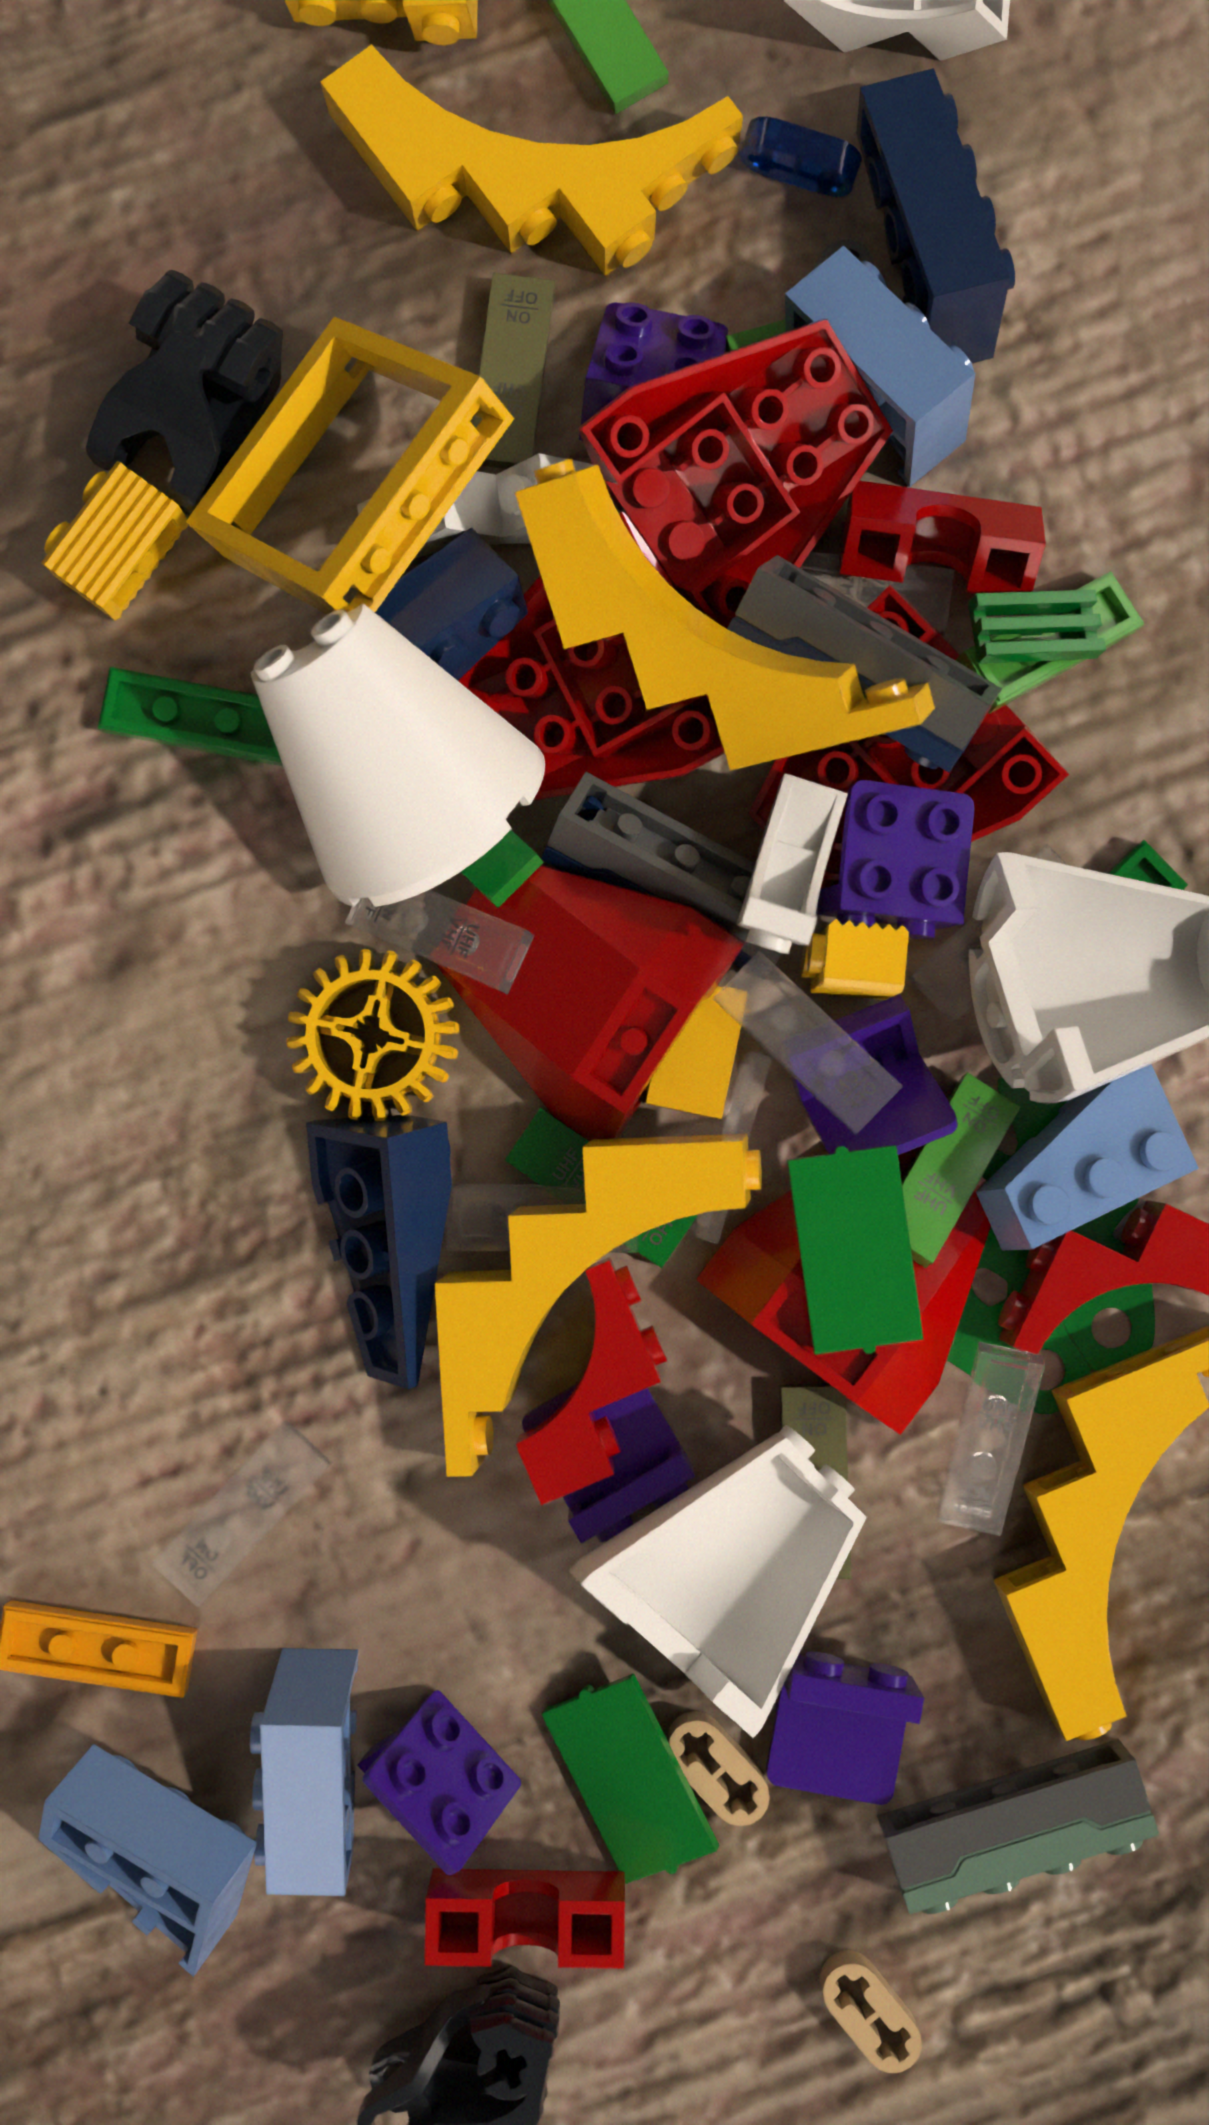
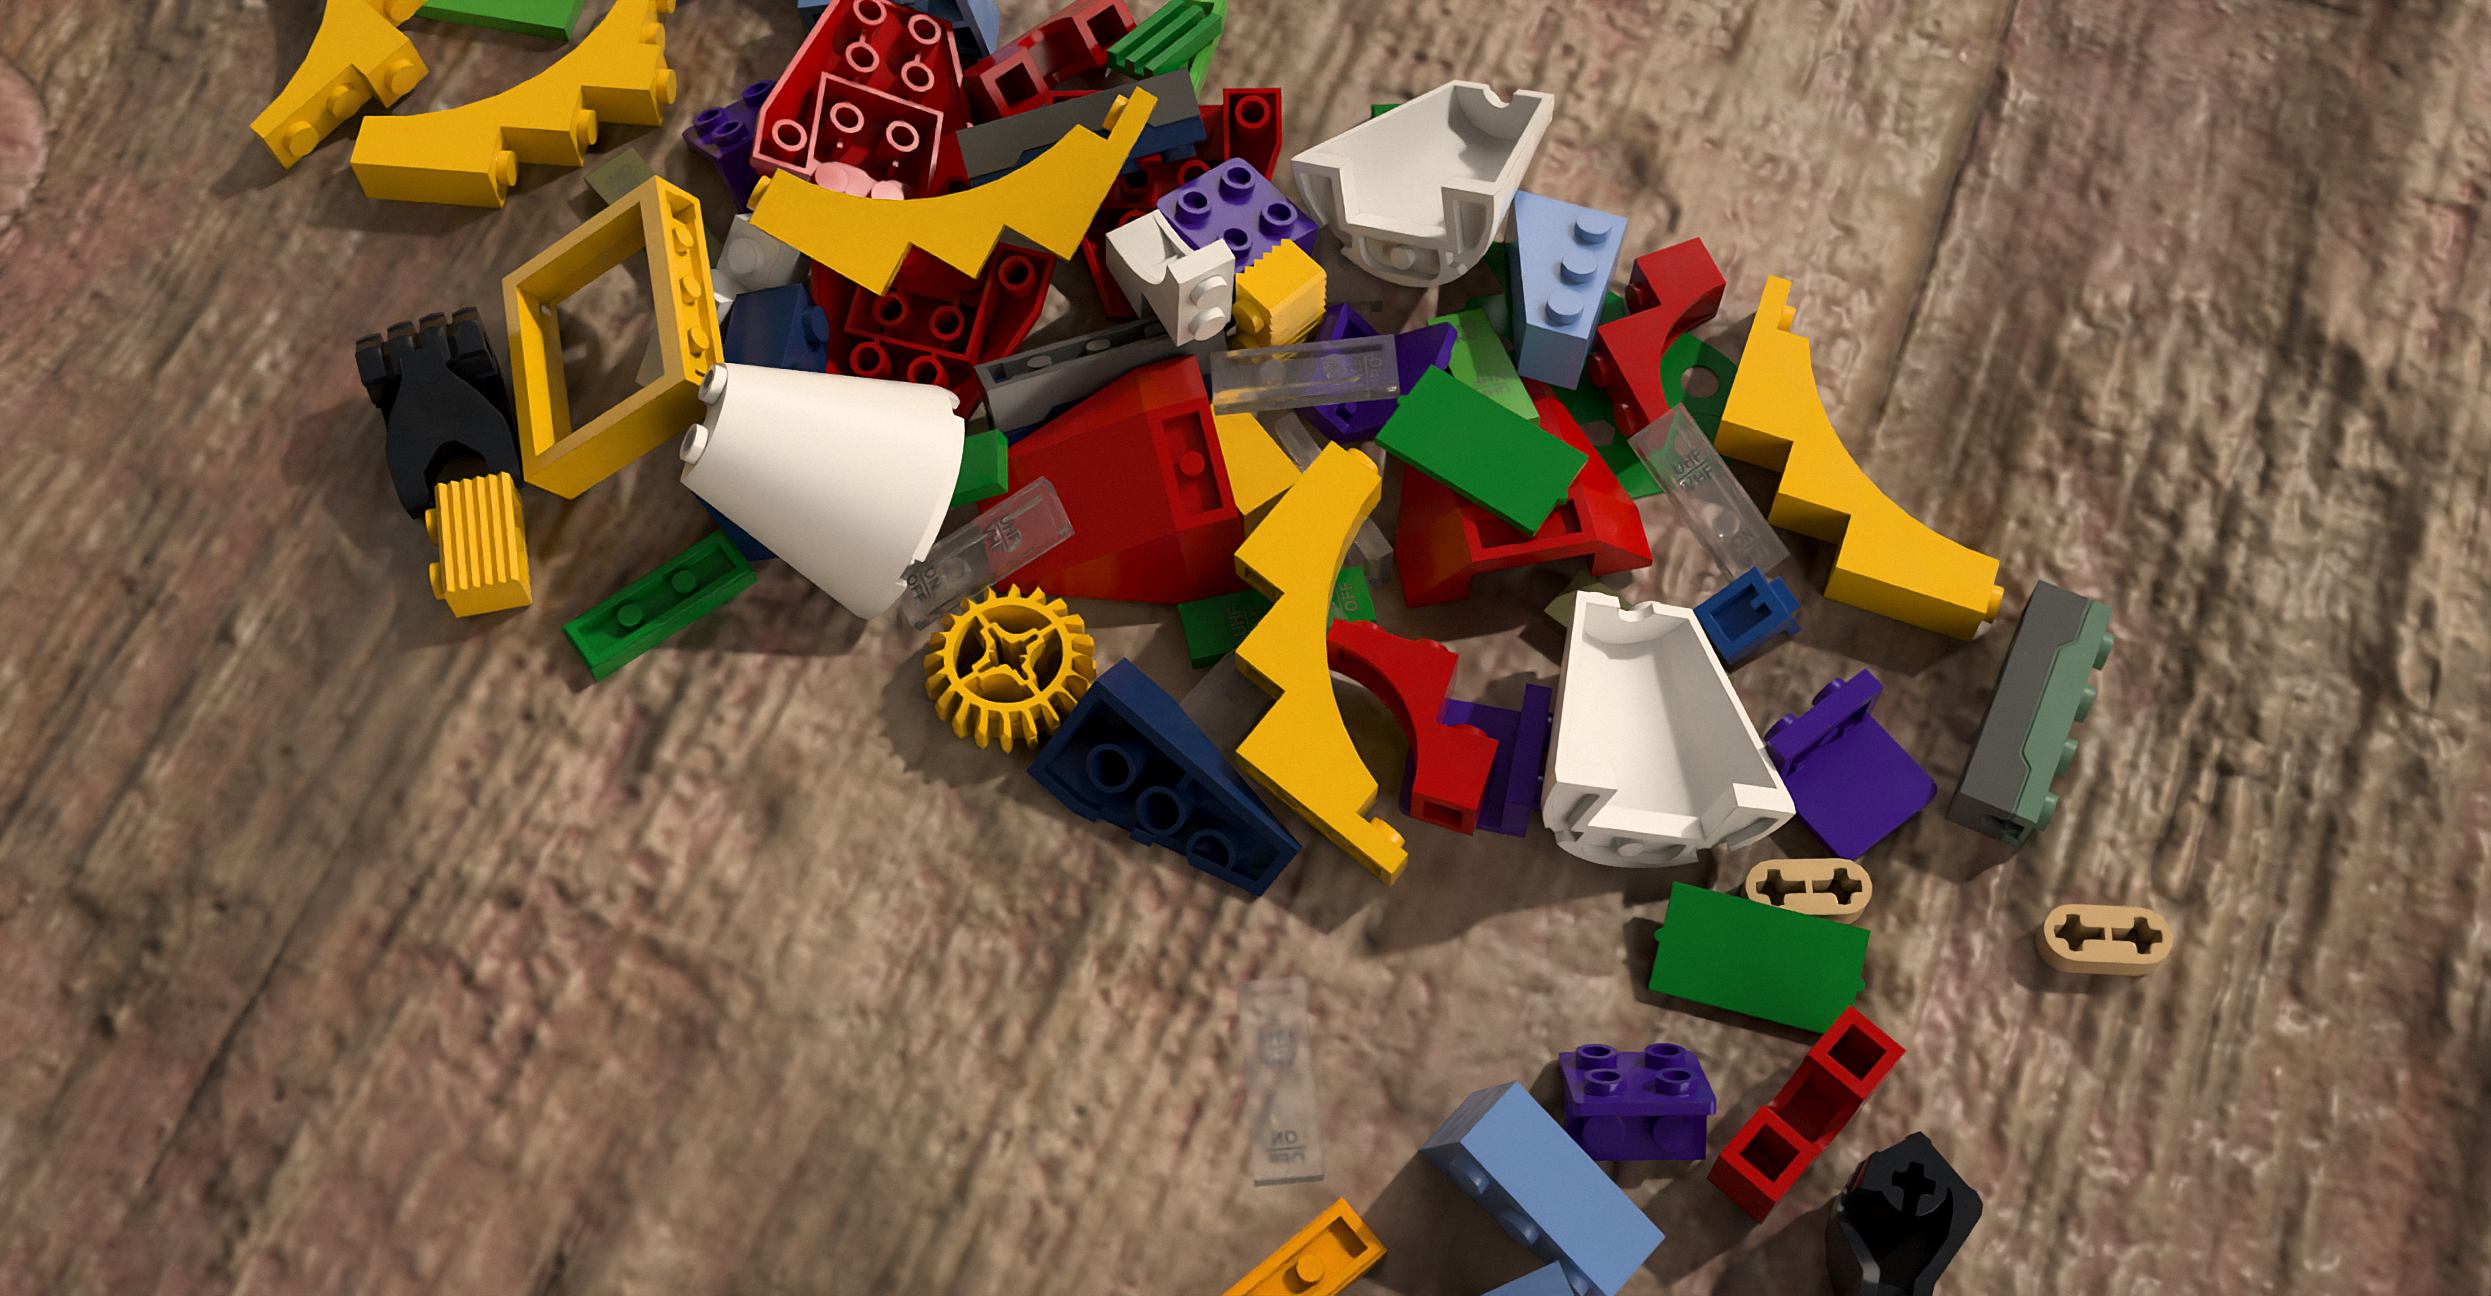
camera: 50 degrees left, 25 degrees down
(916, 1548) = (1748, 614): none -> blue bracket

